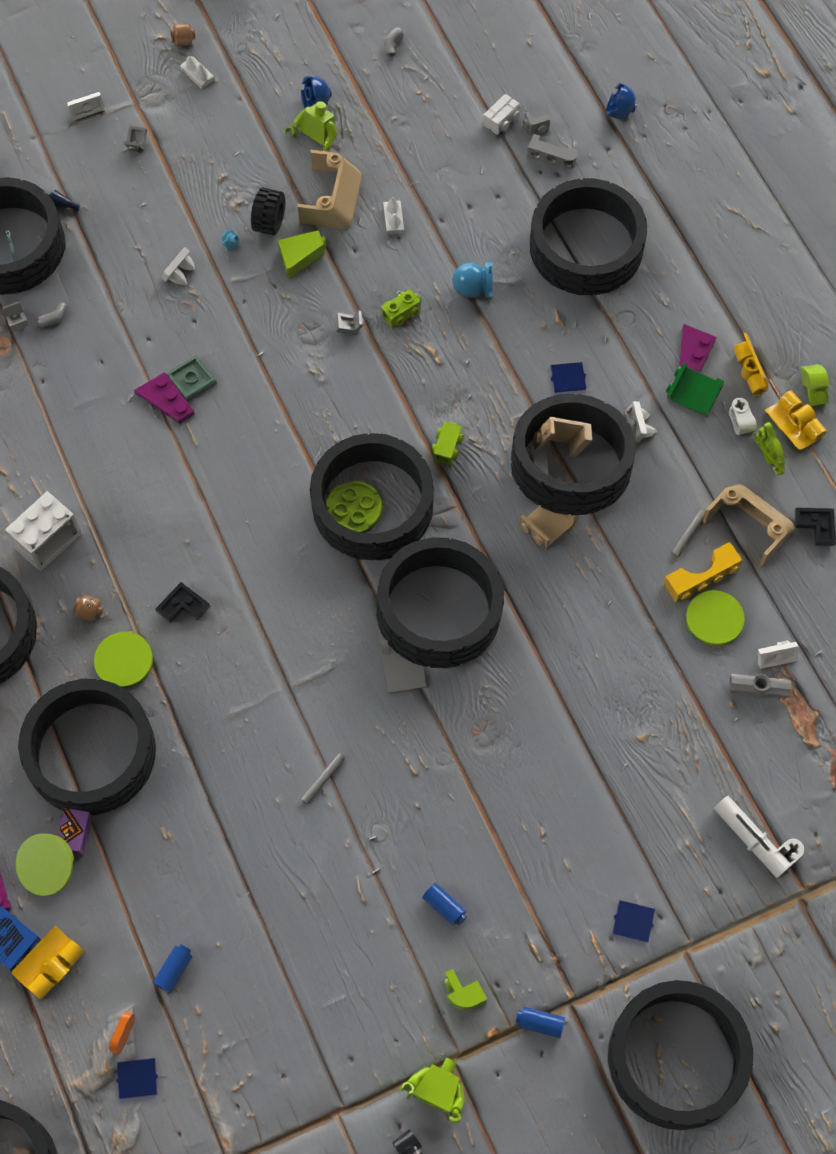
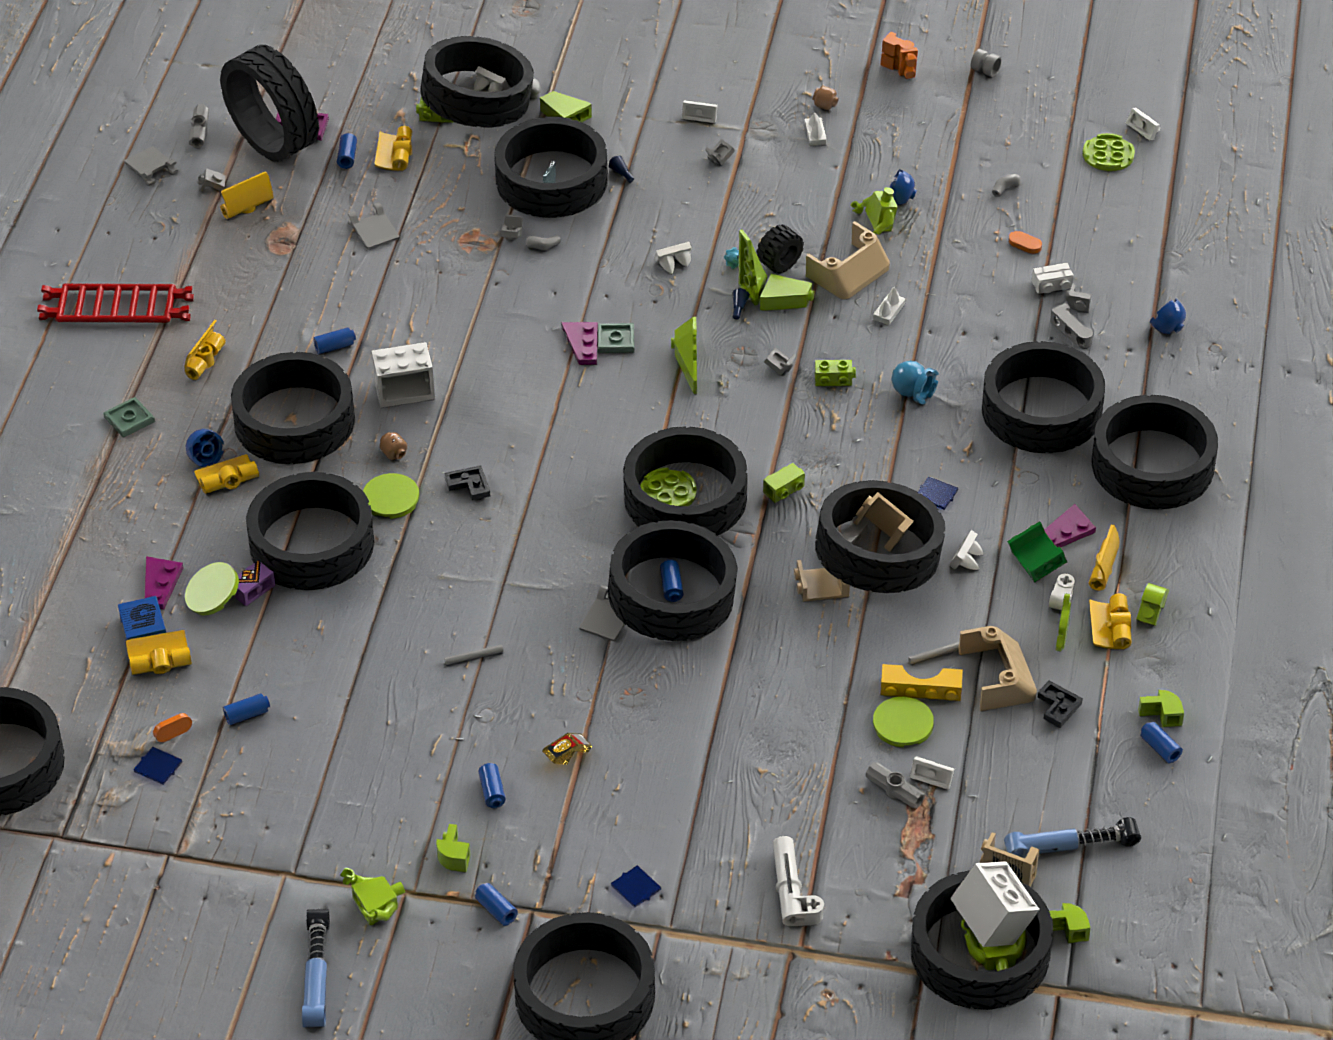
camera: 35 degrees right, 20 degrees down
(260, 354) = (686, 351): none -> lime wedge
(261, 248) = (751, 272): none -> lime wedge
(266, 277) = (740, 297): none -> dark blue cone
(431, 599) = (671, 580): none -> blue brick
(450, 90) = (1025, 242): none -> orange tile
(476, 824) = (564, 747): none -> slope
(722, 199) = (1147, 488): none -> black tyre

